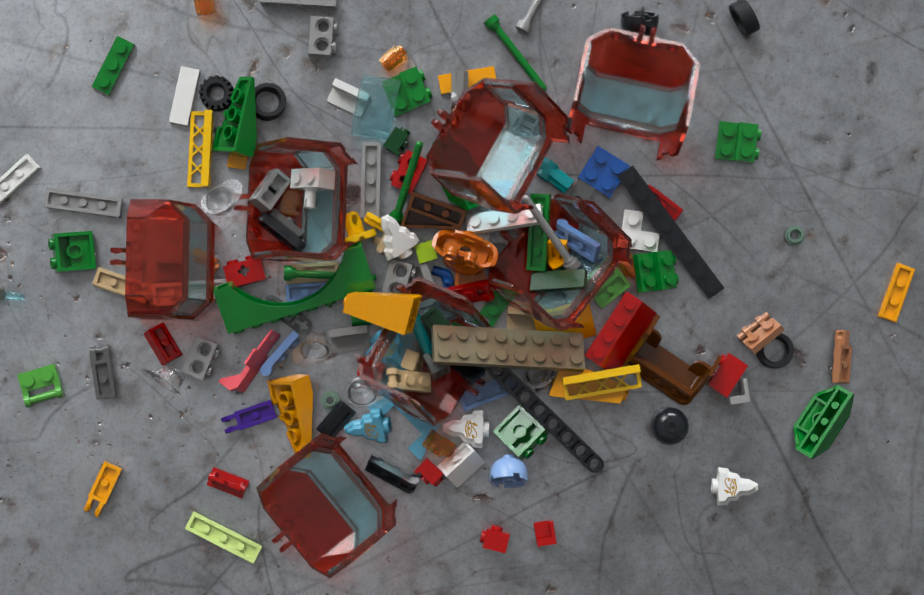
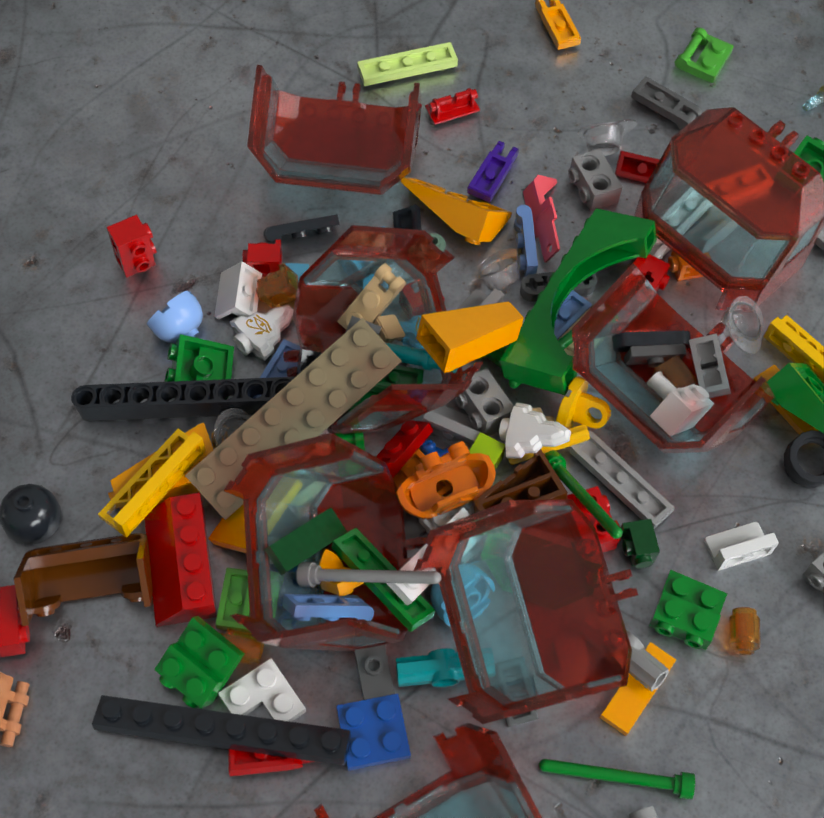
camera: 135 degrees right, 25 degrees down
(375, 107) = (704, 552): clear light blue piece -> none
(544, 533) = (81, 300): red panel -> none

